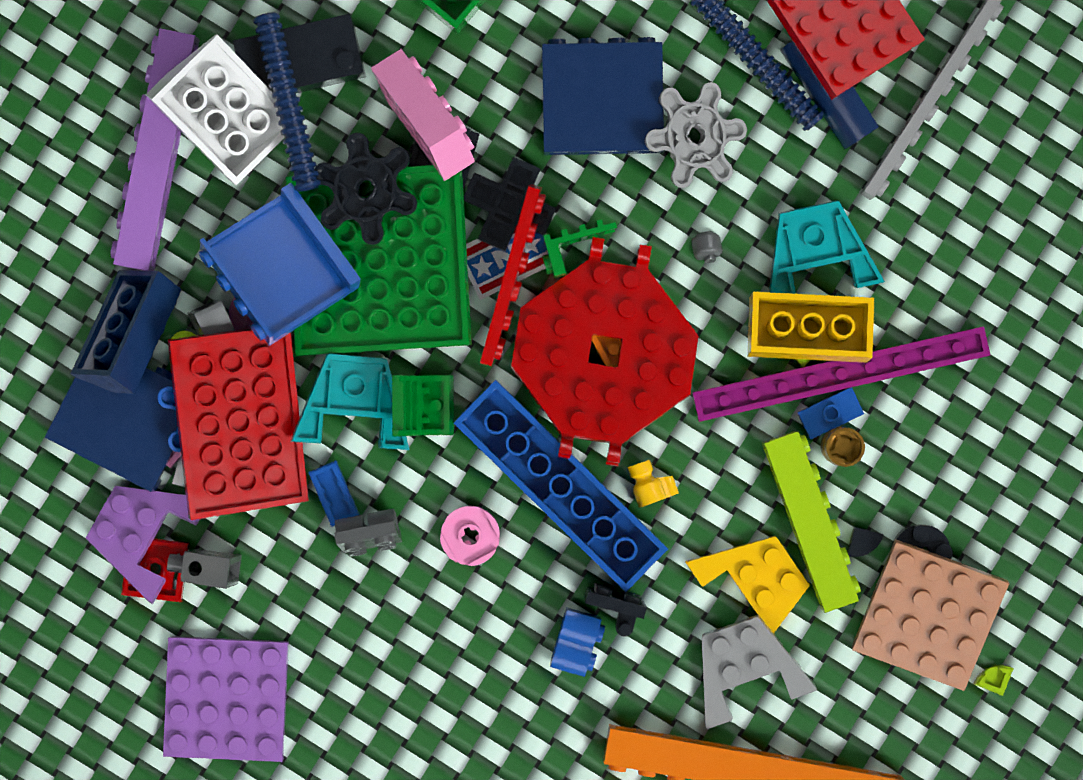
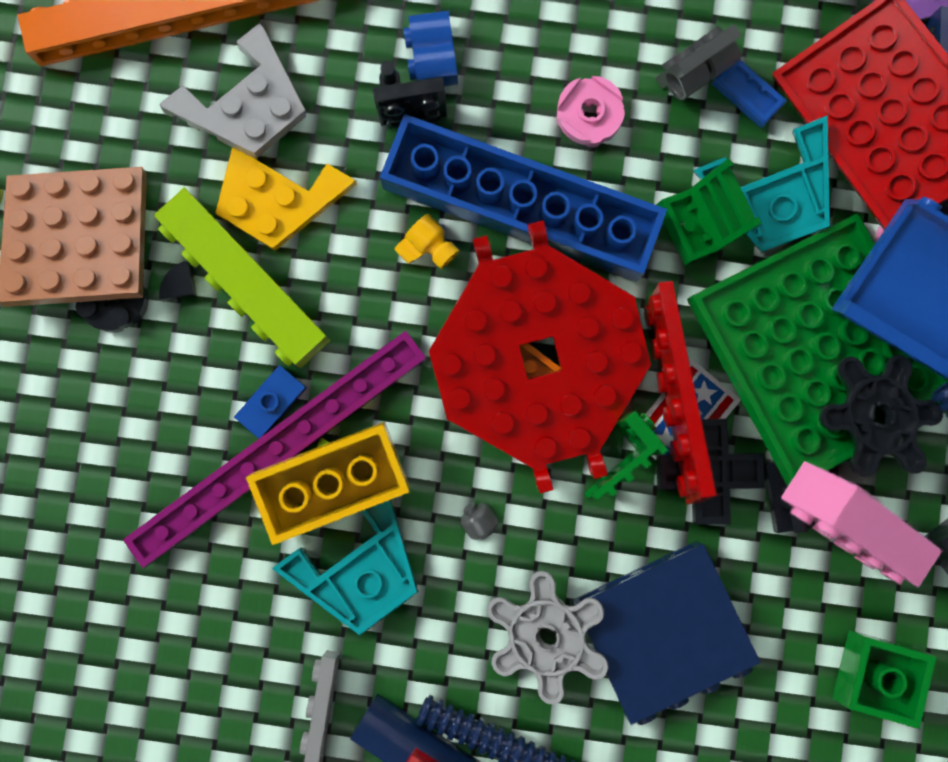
camera: 155 degrees right, 5 degrees down
(842, 446) = (239, 370): pearl gold wheel -> none

